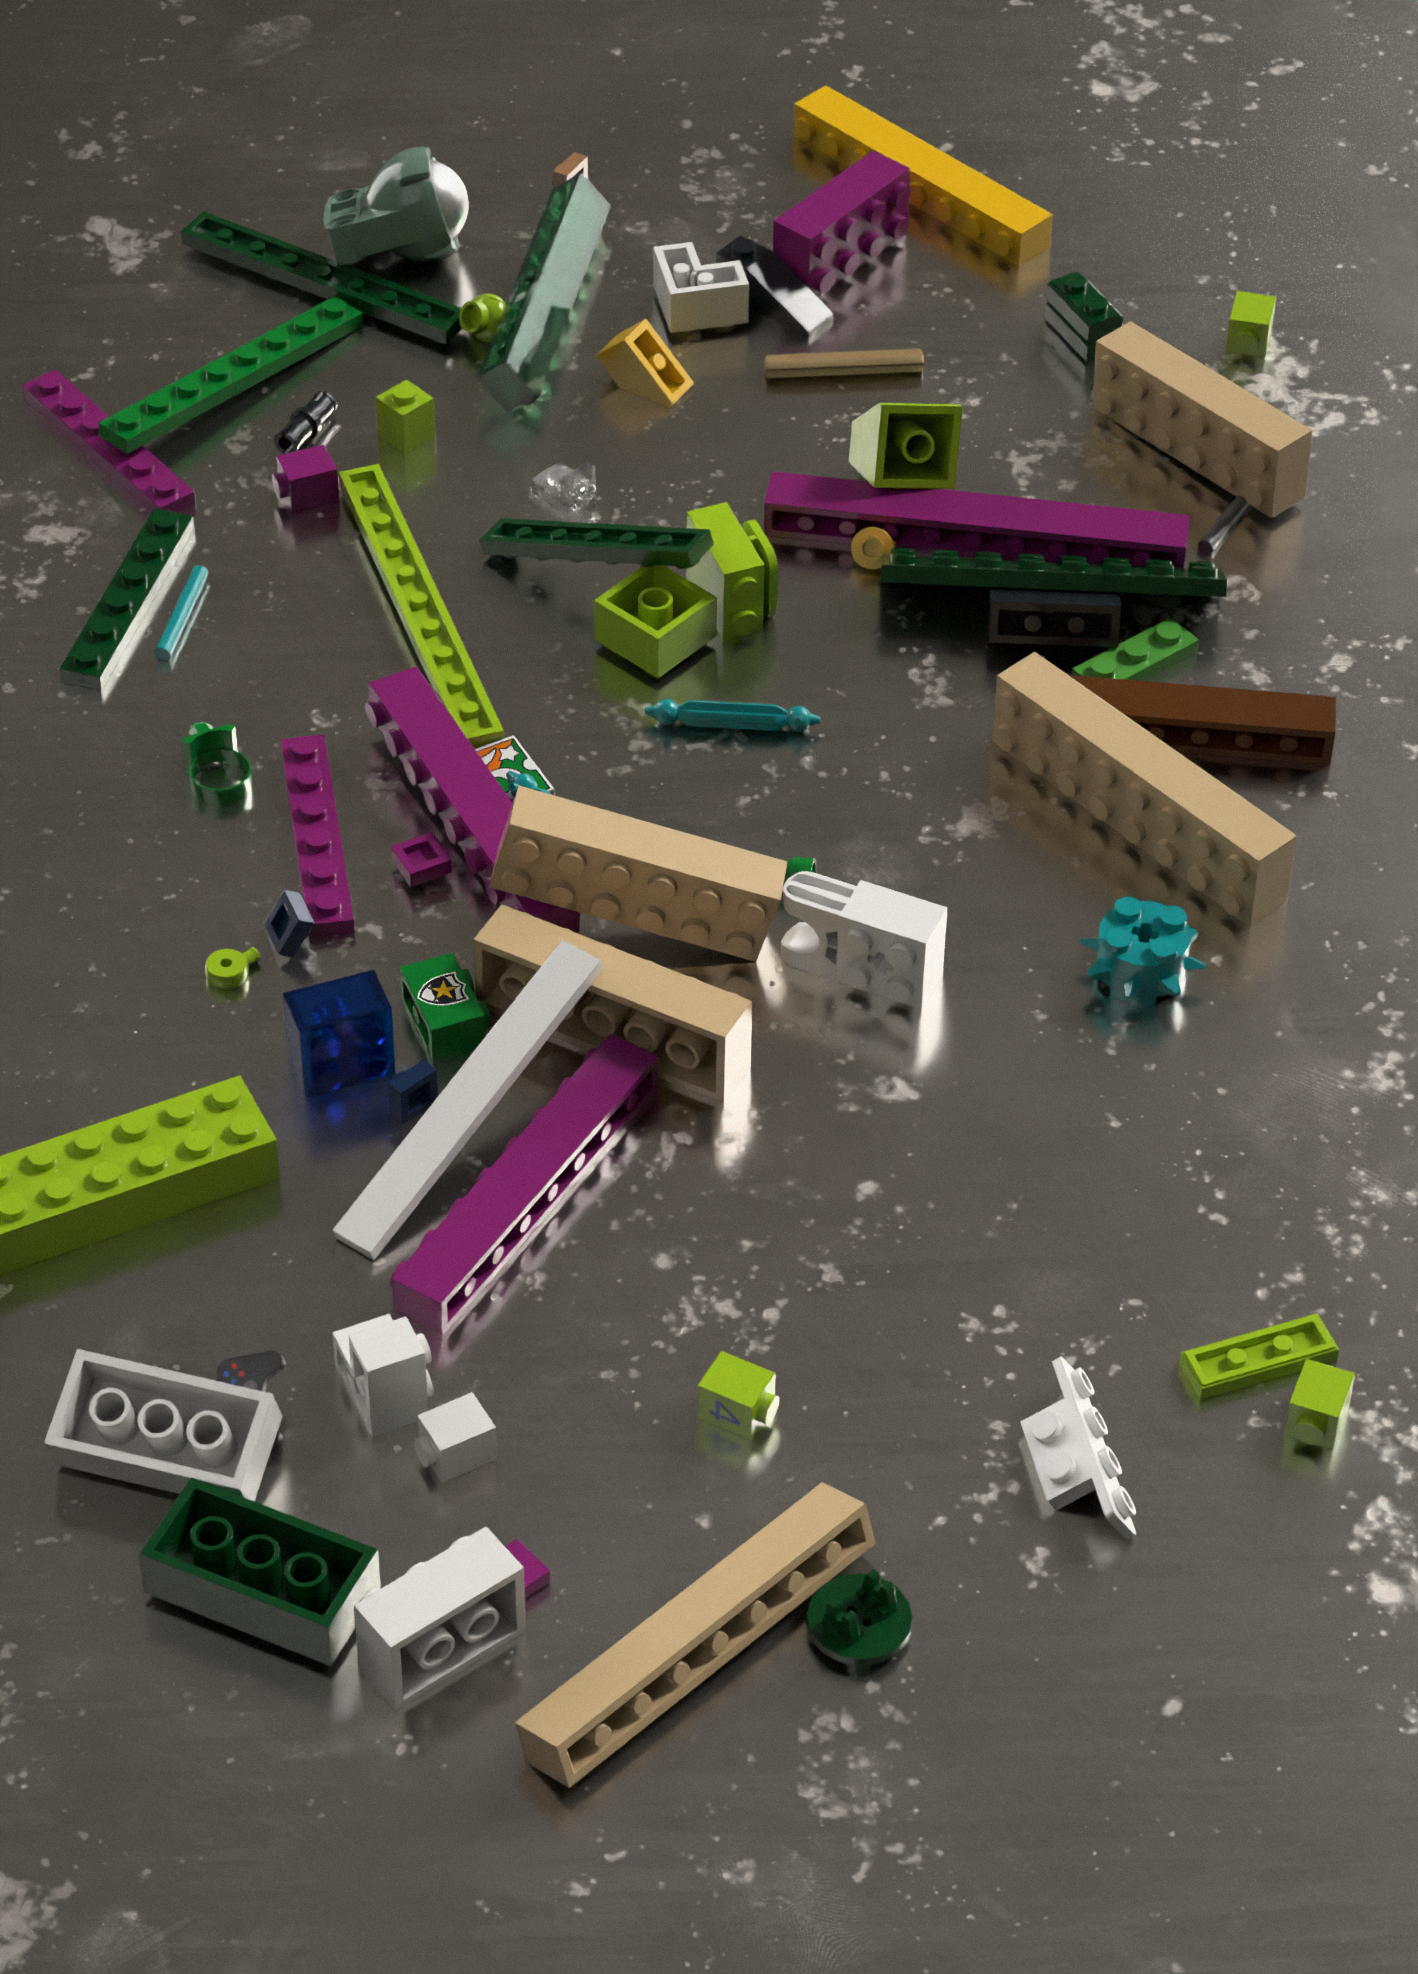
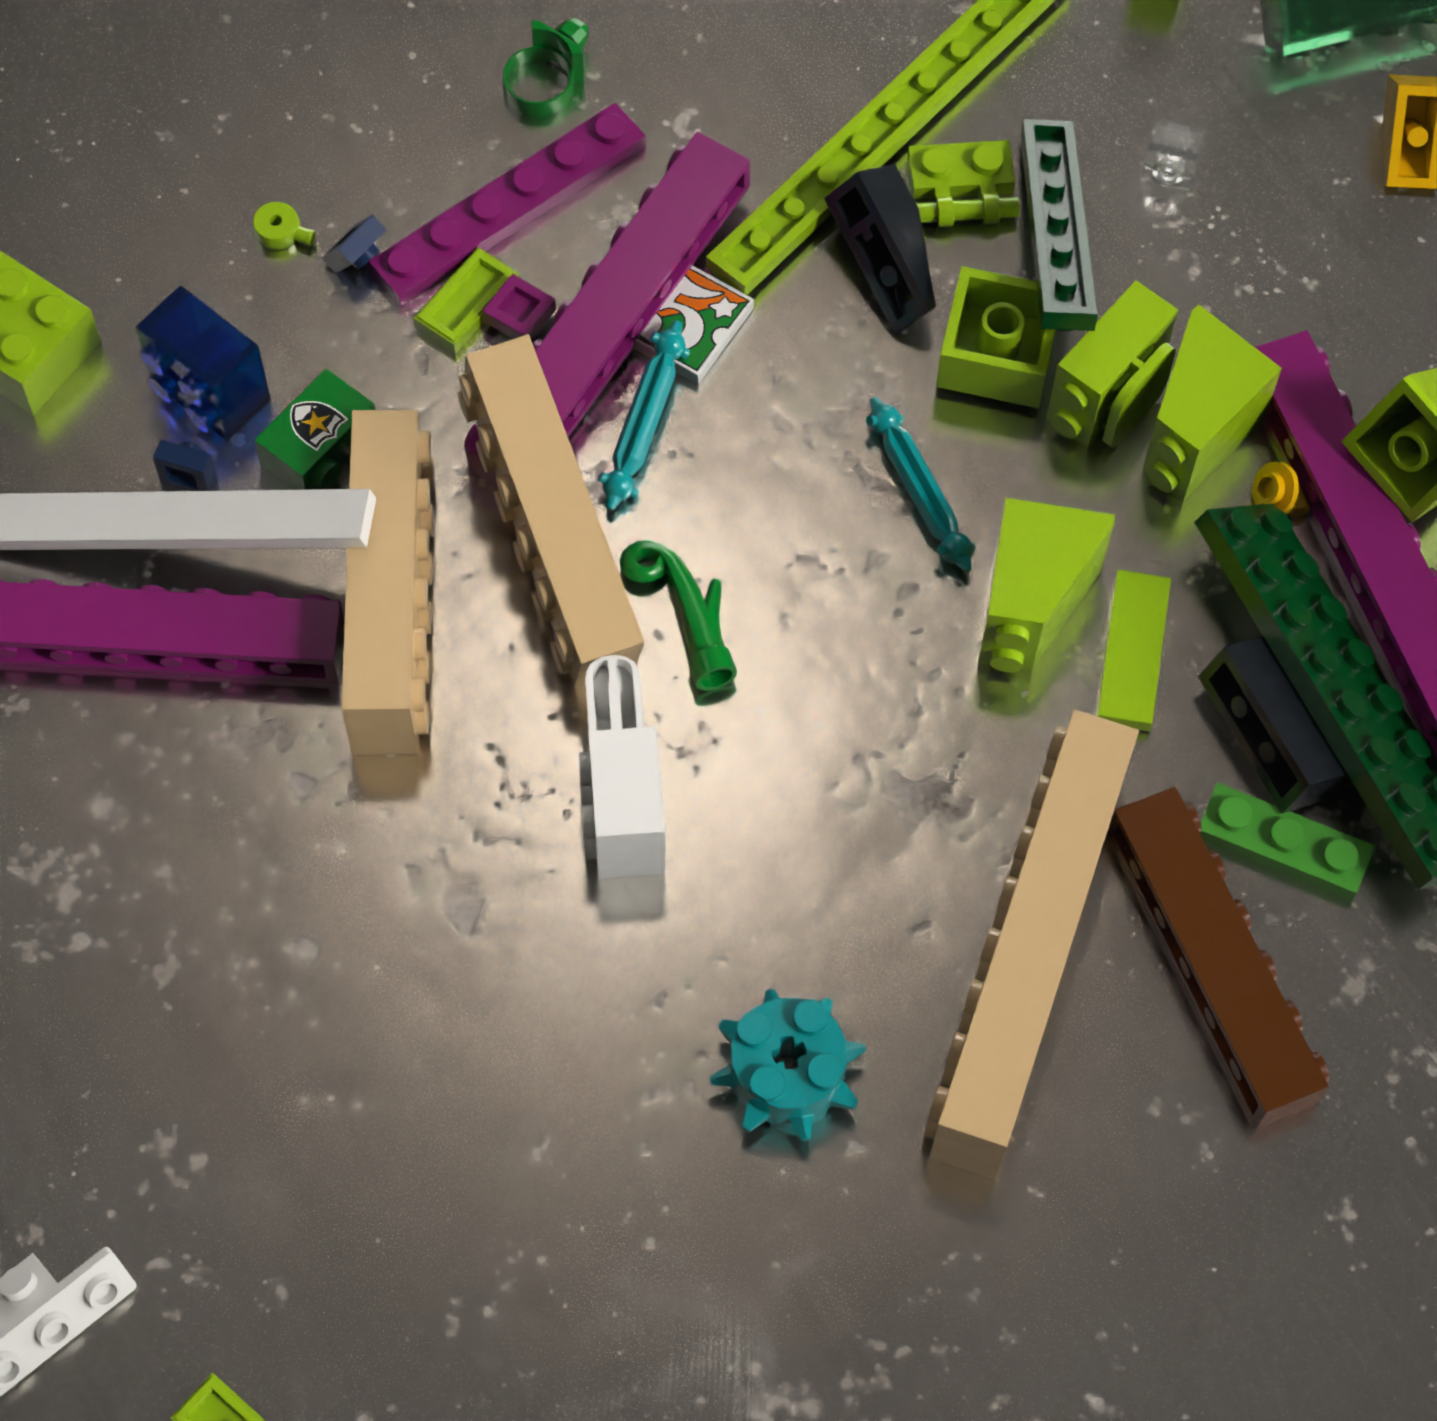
camera: 60 degrees right, 20 degrees up
(383, 890) = (458, 305): none -> lime tile
(490, 594) = (963, 171): none -> lime plate
(534, 644) = (887, 241): none -> black slope
(802, 536) = (1209, 406): none -> lime slope
(865, 676) = (1038, 578): none -> lime slope
(939, 668) = (1133, 649): none -> lime tile

